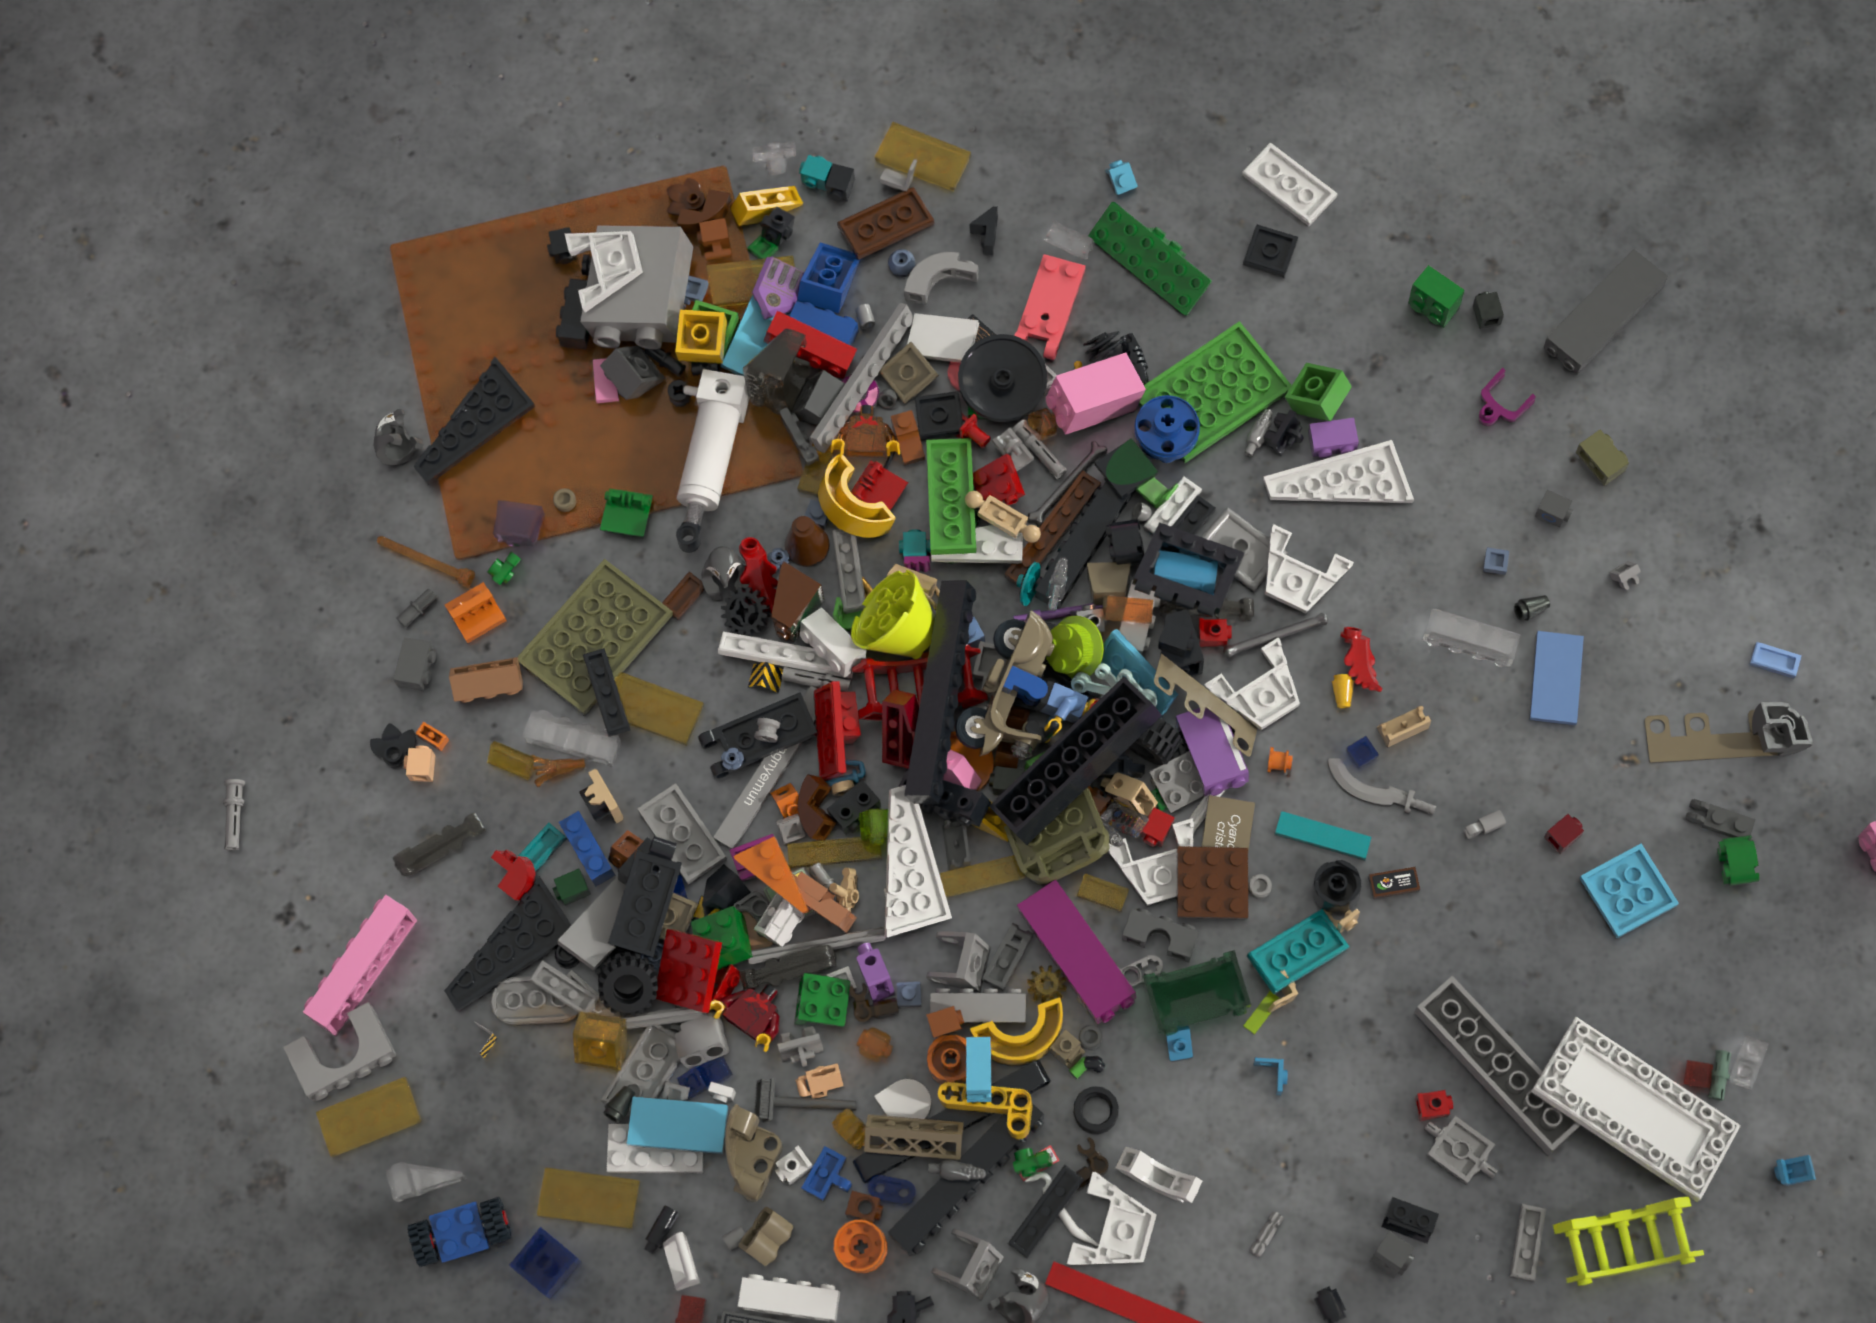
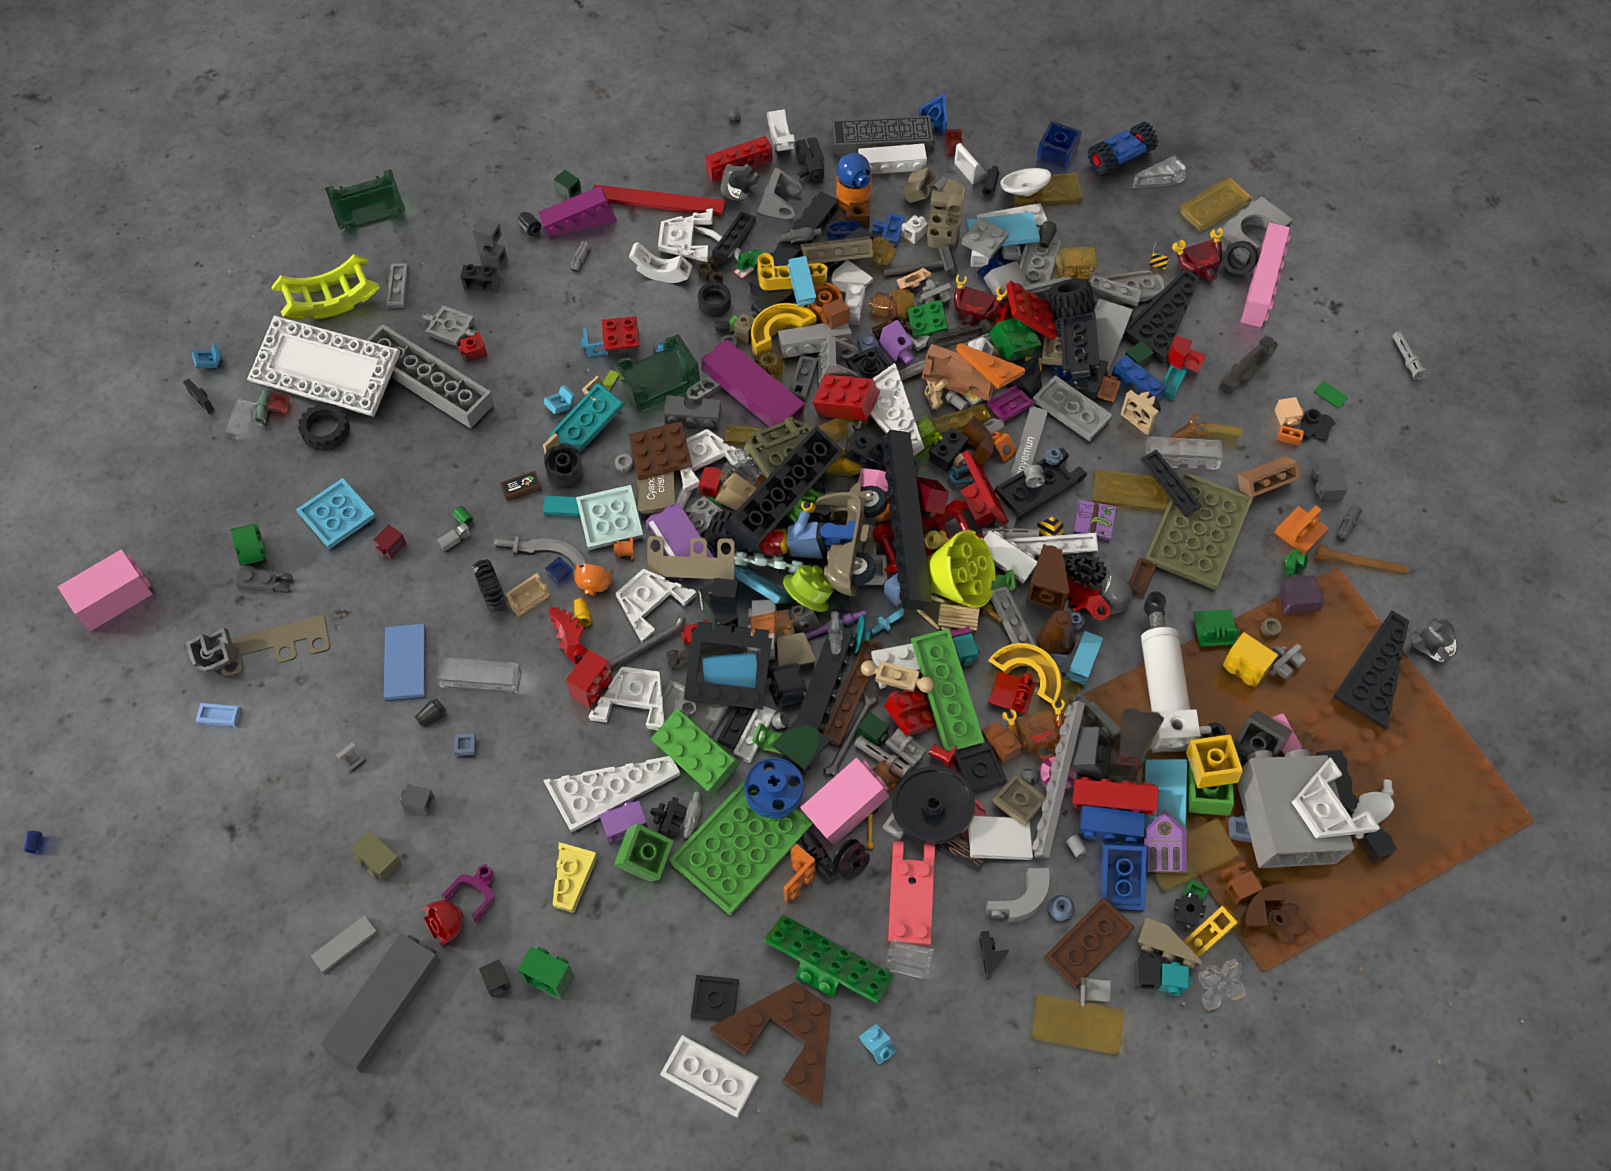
camera: 160 degrees right, 10 degrees down
(353, 787) = (1331, 394): none -> green sticker
(375, 1011) = (1227, 257): none -> black tyre
(427, 1020) = (1201, 258): none -> dark red torso
(548, 286) = (1376, 803): none -> white animal
(569, 456) = (1283, 659): none -> light grey hips
(610, 454) = (1249, 660): none -> yellow brick
(618, 1209) = (1026, 181): none -> white dish
(705, 1109) = (985, 238): none -> light grey plate
(710, 678) = (1094, 518): none -> medium lavender tile
(785, 505) = (1084, 658): none -> medium azure piece
(813, 204) = (1160, 938): none -> dark tan slope
(844, 1046) = (903, 301): none -> pearl gold slope
(858, 1242) = (854, 170): none -> blue brick
(908, 681) = (936, 539): none -> light yellow brick
(912, 1052) = (854, 300): none -> white brick
(916, 953) = (868, 363): none -> black plate
(963, 899) = (845, 397): none -> red brick
(995, 602) = (884, 623): none -> medium azure piece
(1042, 478) = (873, 729): none -> dark green brick
(1155, 336) = (805, 868): none -> orange bracket
(1191, 218) = (800, 1015): none -> reddish brown wing
(1233, 1070) = (620, 333): none -> red bracket
(1242, 490) = (695, 751): none -> bright green brick
(1260, 1299) = (578, 213): none -> magenta wedge
(1290, 806) = (609, 517): none -> light aqua plate
(1322, 726) = (592, 578): none -> orange cylinder
(1328, 991) = (561, 401): none -> medium azure bracket
(1346, 595) = (589, 679): none -> red brick
(1396, 395) = (572, 875): none -> light yellow wing
(1448, 738) = (489, 584): none -> black gear
(1470, 852) = (463, 515): none -> green hinge
(1533, 373) = (443, 920): none -> red cylinder
(1641, 379) = (343, 944): none -> light grey tile
(1650, 1003) = (329, 440): none -> black tyre
(1804, 1109) = (199, 395): none -> black plate

